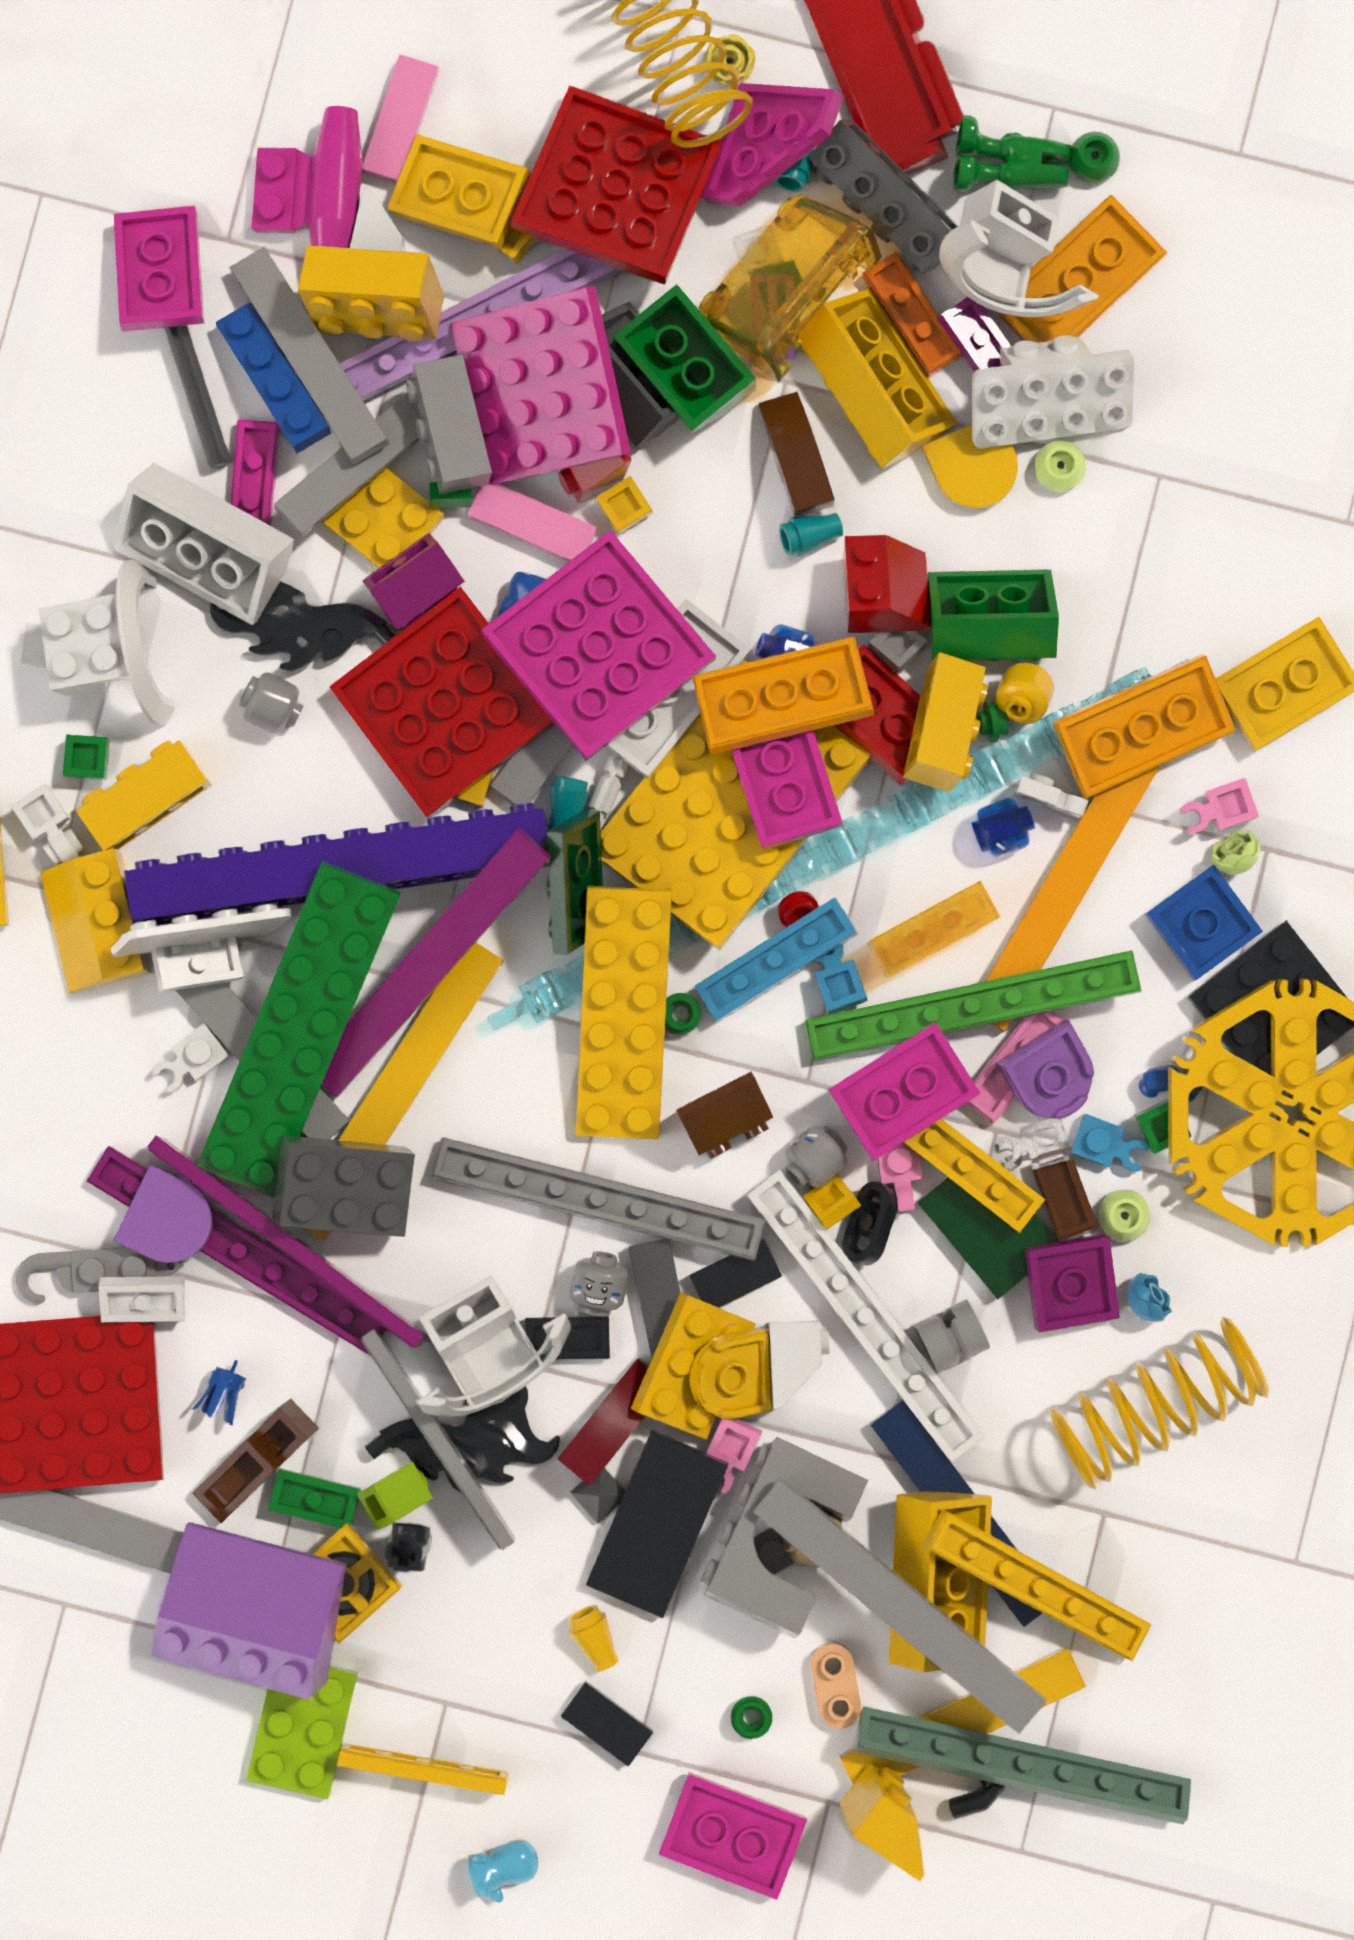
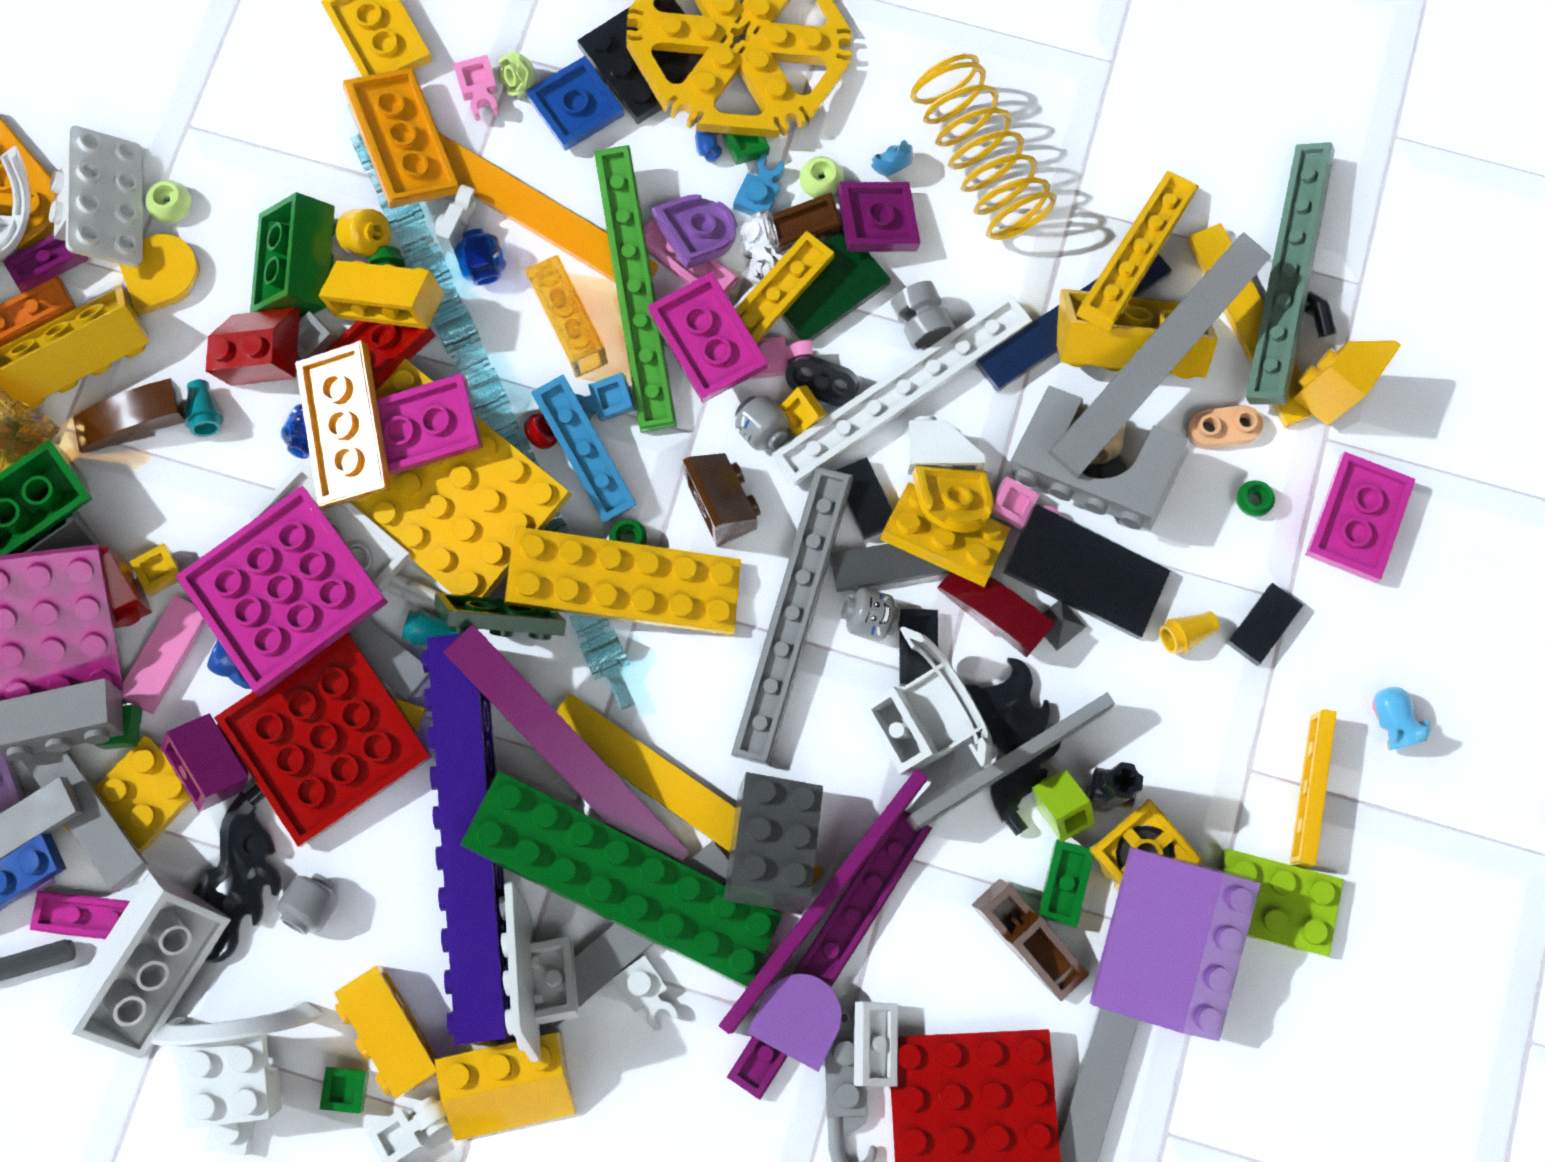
camera: 90 degrees left, 10 degrees down
(222, 1384) = (966, 968): blue piece -> none

